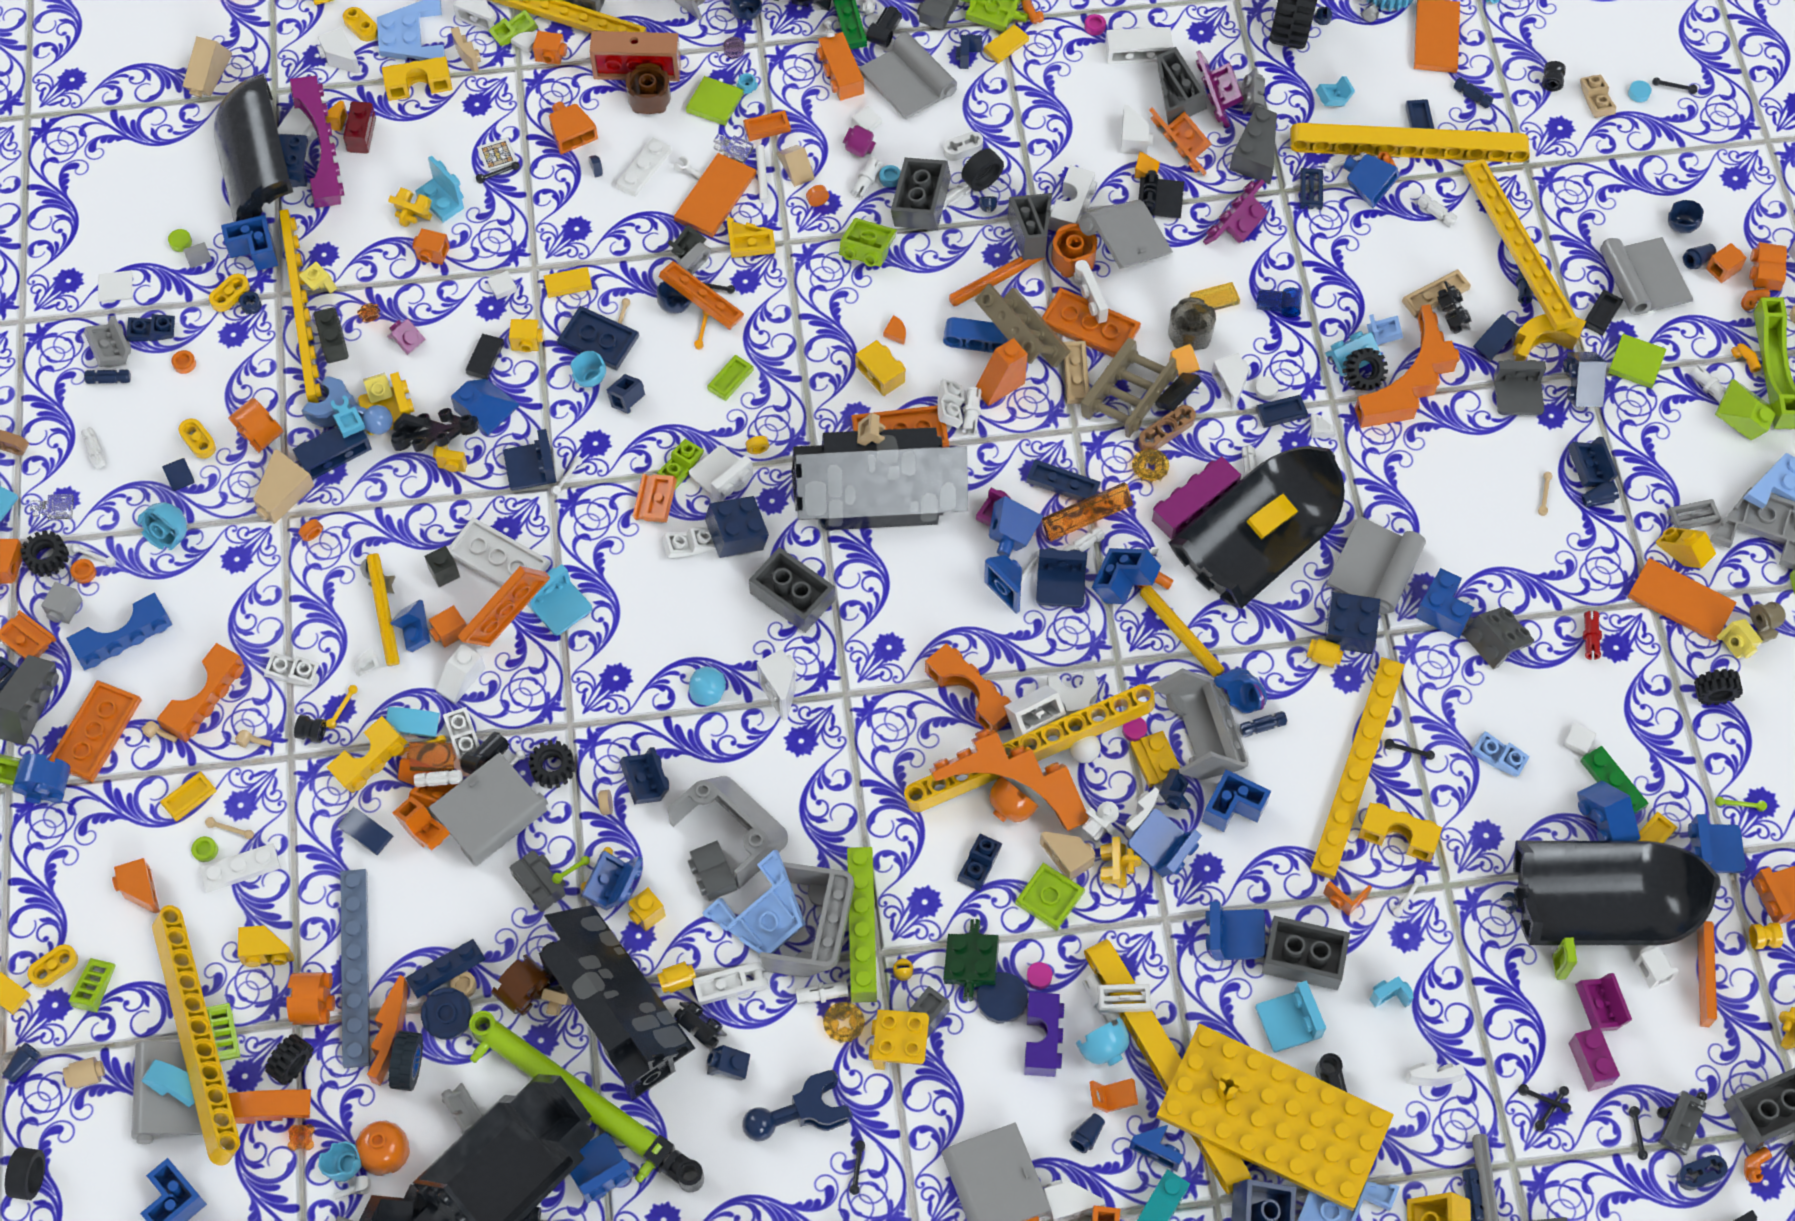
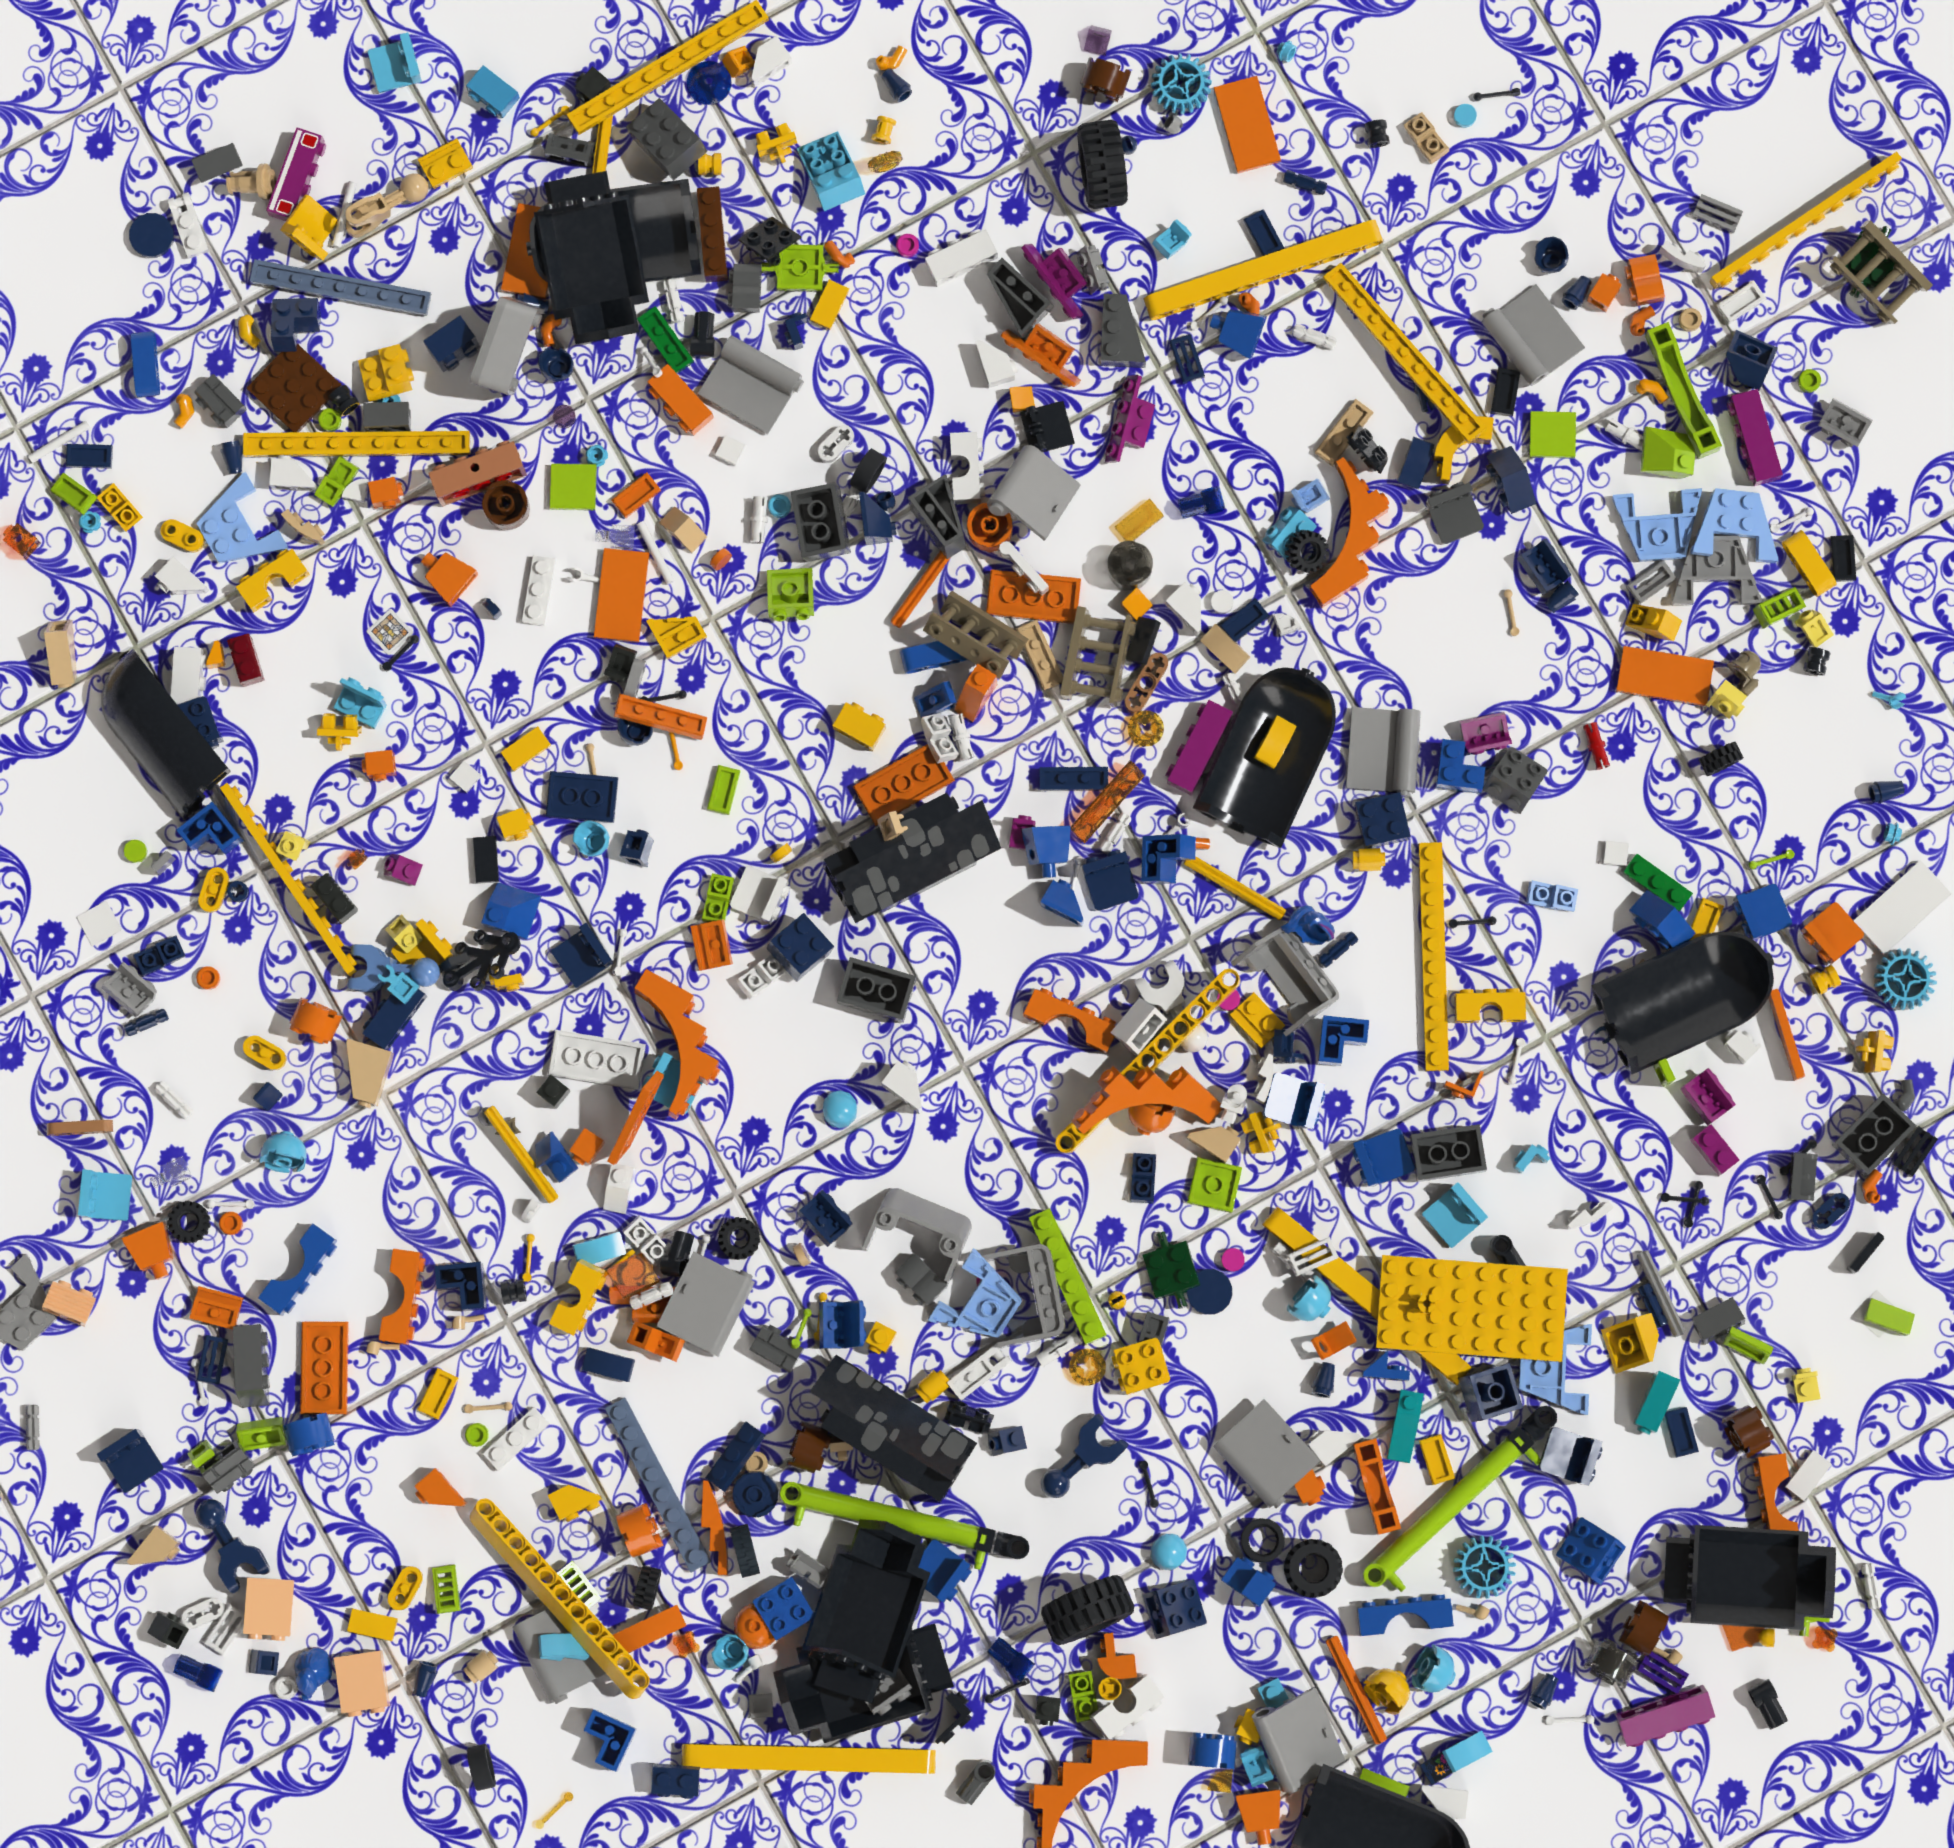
camera: 15 degrees left, 20 degrees up
(61, 603) = (231, 1264): light grey brick -> none
(269, 698) = (467, 1278): none -> dark blue brick
(291, 670) = (467, 1241): white slope -> none
(307, 97) = (187, 656): magenta arch -> none
(310, 530) = (416, 1103): orange tile -> none
(416, 1135) = (783, 1608): none -> blue bracket
(586, 589) = (673, 1005): none -> orange arch
(859, 141) = (735, 481): magenta head -> none
(895, 330) = (856, 677): orange tile -> none
(963, 369) = (936, 699): none -> blue slope
(970, 210) = (876, 522): none -> dark blue slope
(1042, 1057) = (1252, 1291): dark purple arch -> none
(1254, 424) = (1225, 648): none -> tan slope
(1484, 582) = (1485, 733): none -> magenta bracket
(1715, 476) = (1659, 535): none -> light blue wing

